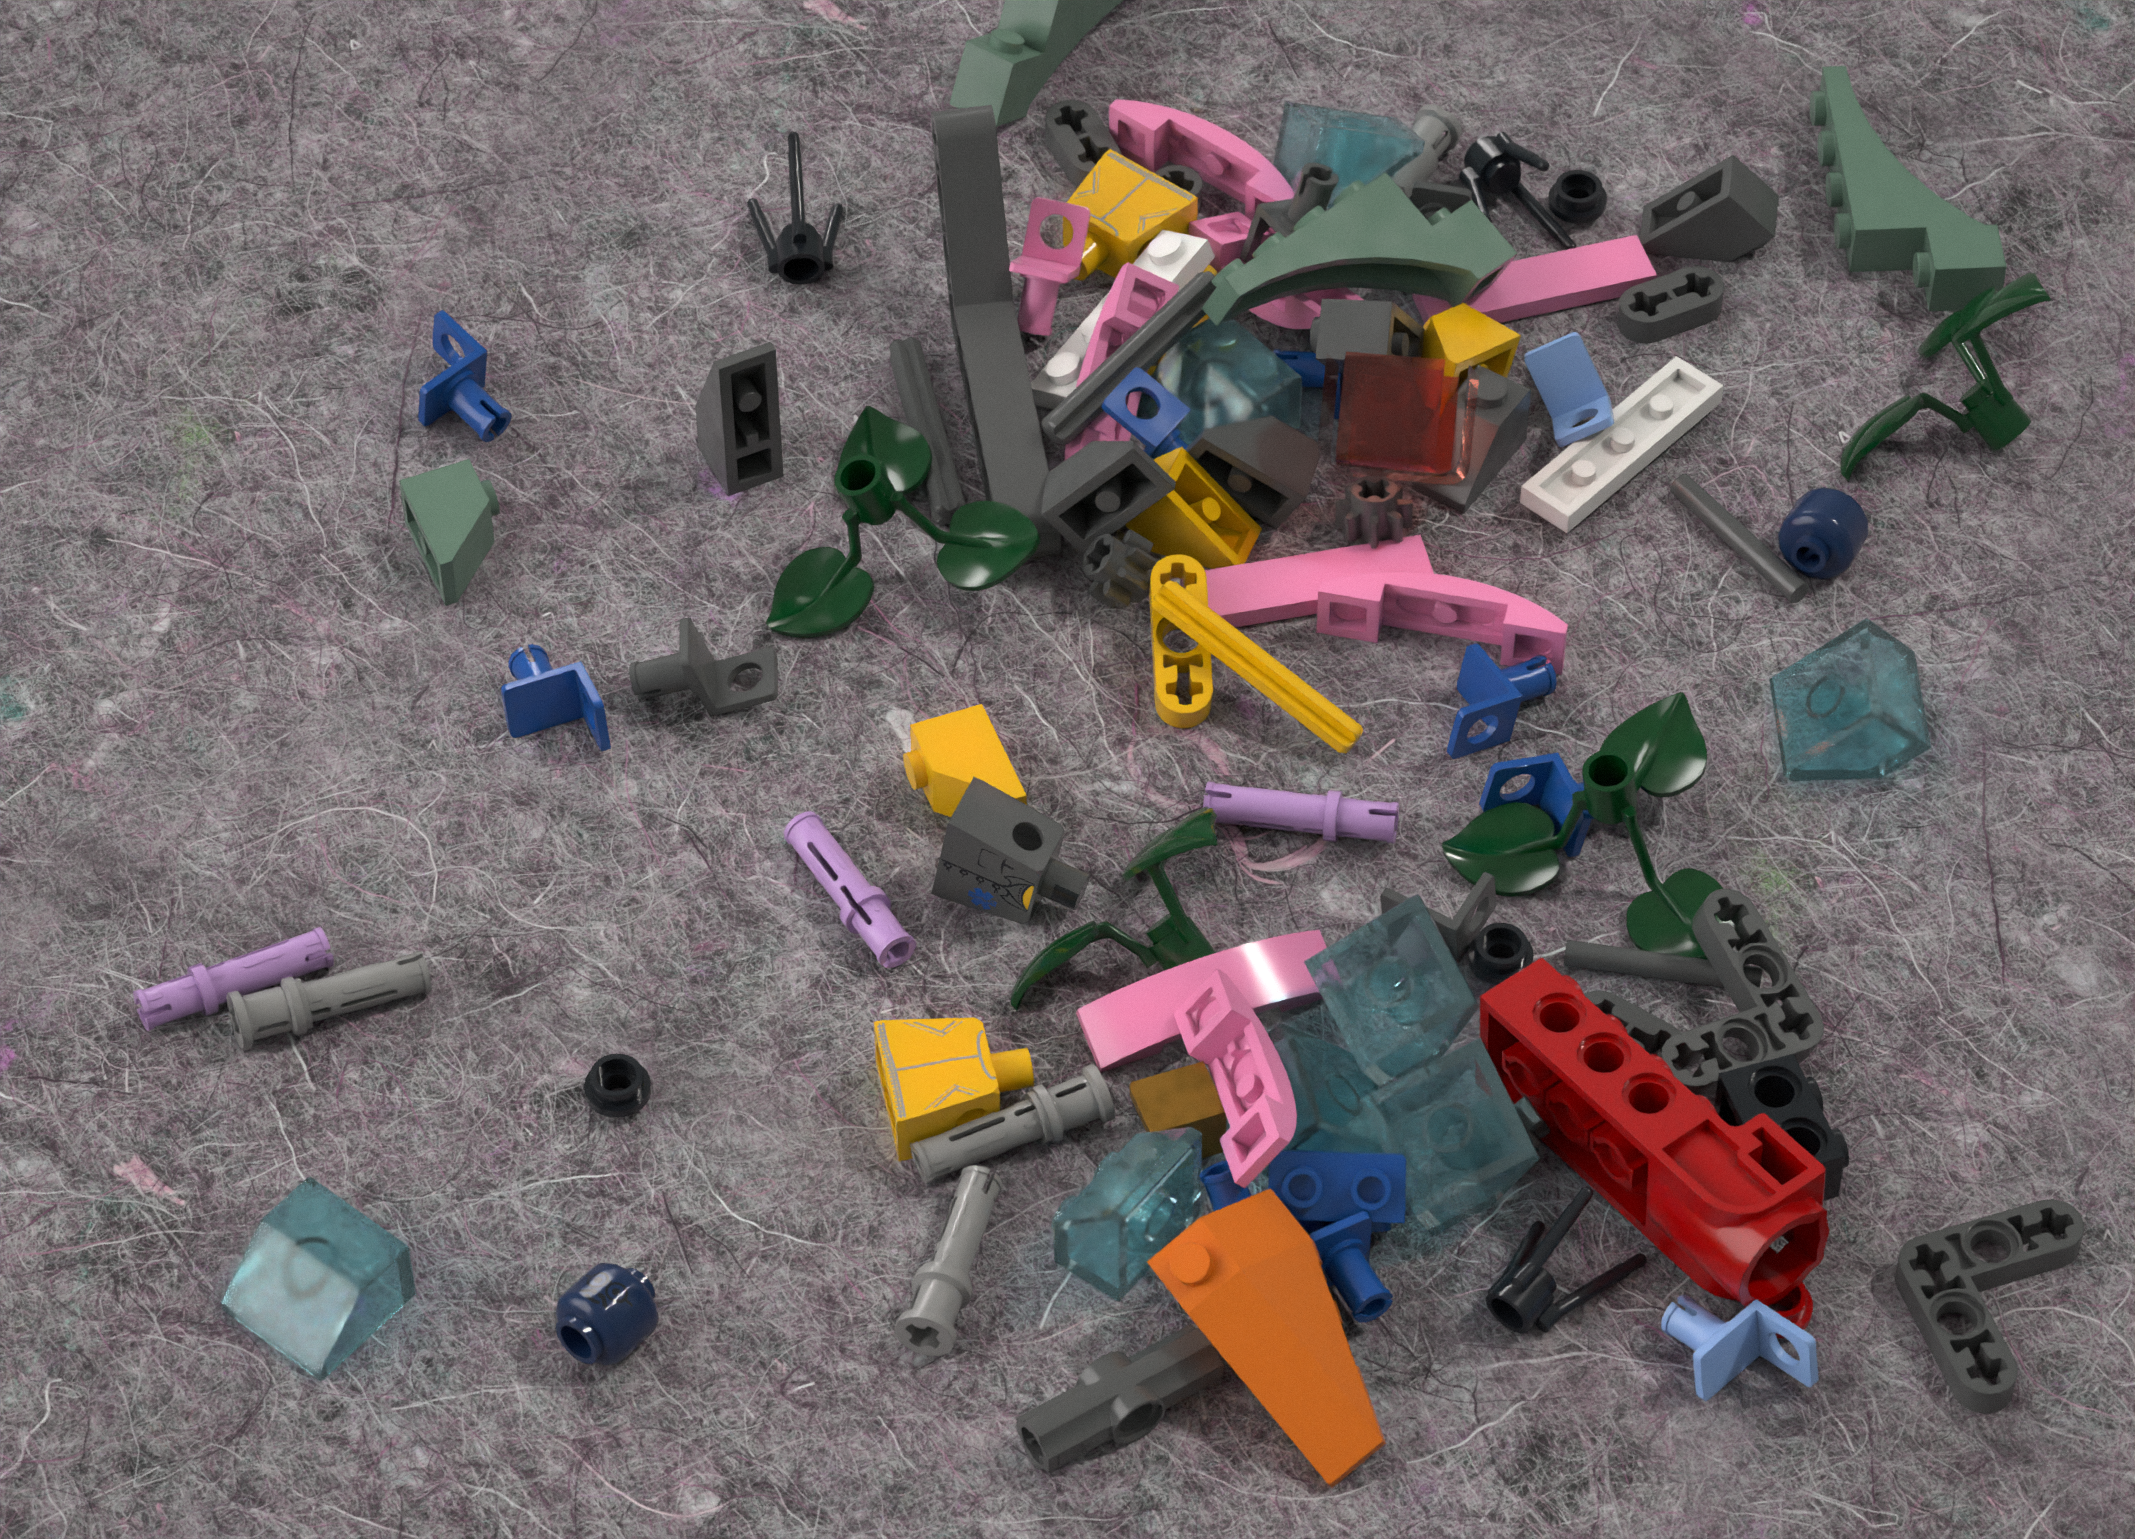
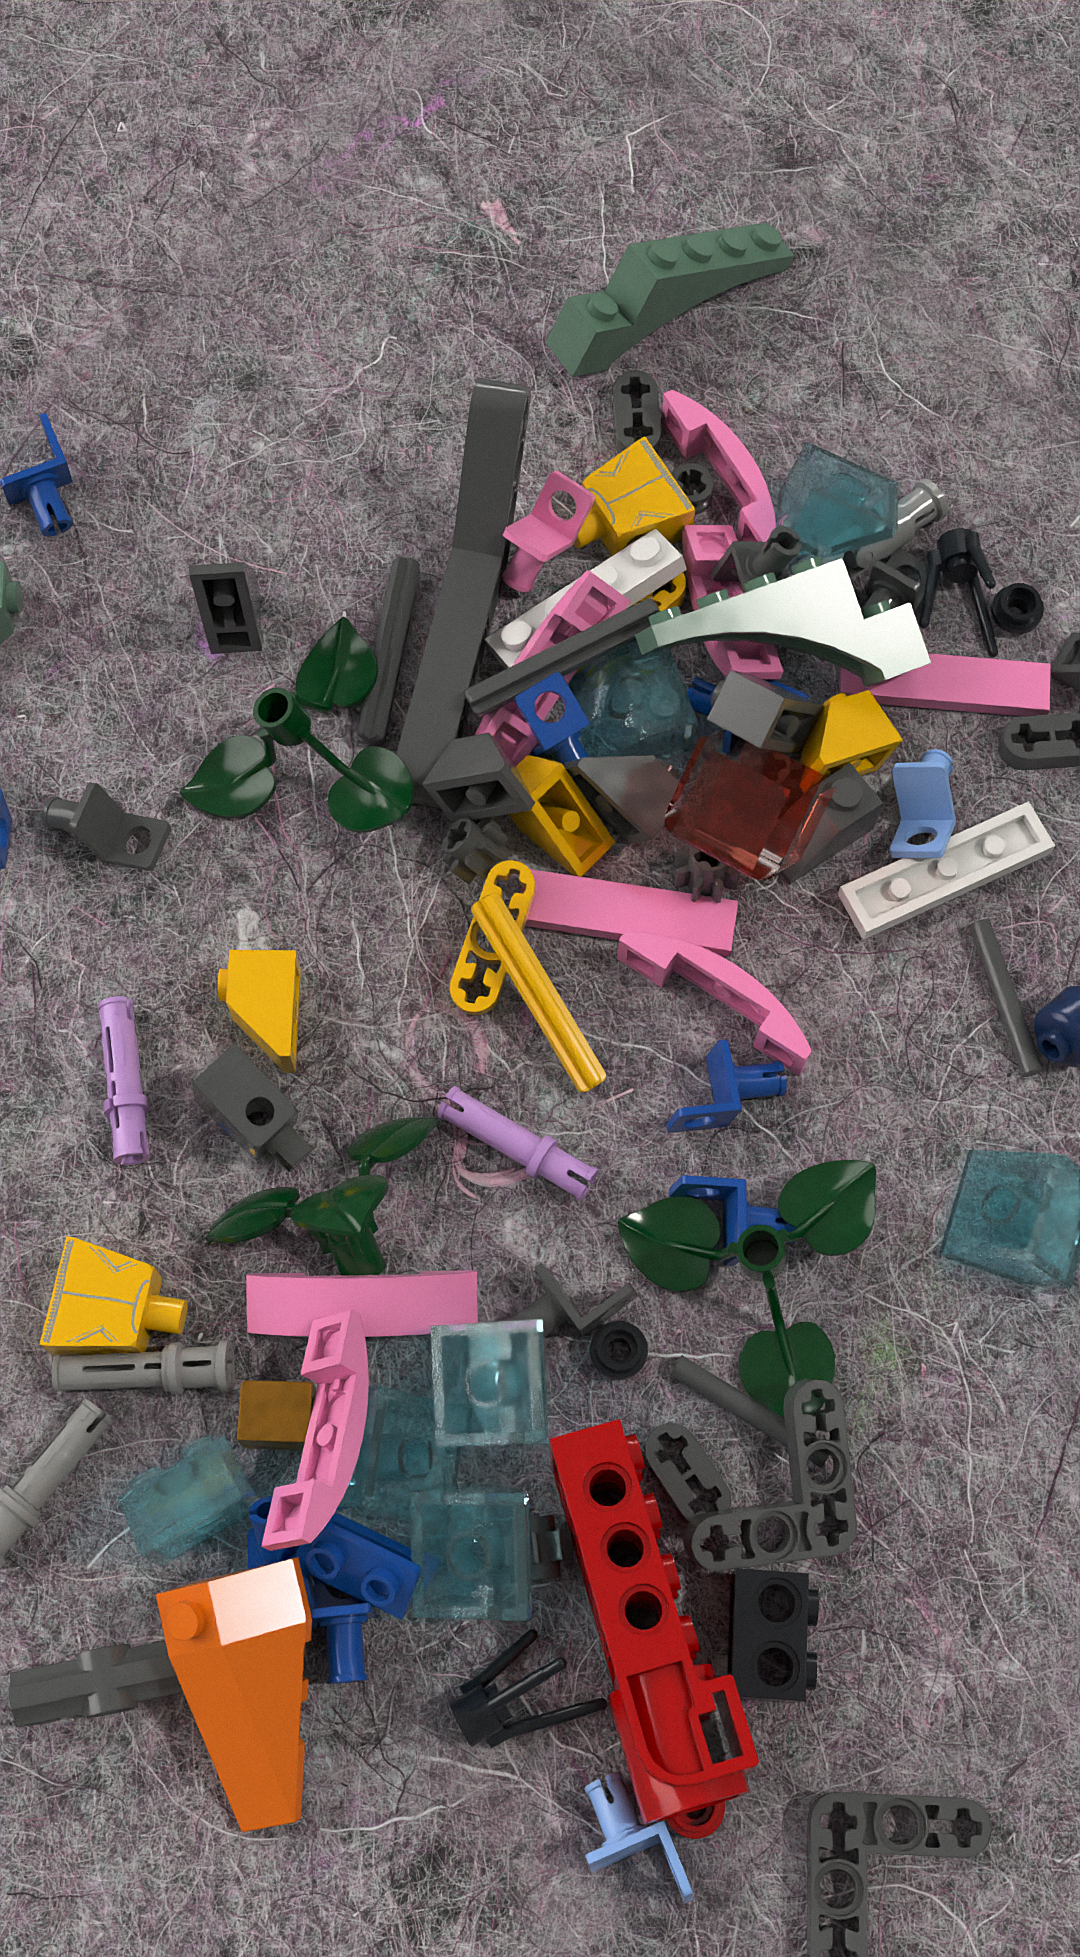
camera: 20 degrees right, 20 degrees up
(799, 251) = (364, 443): black plant -> none

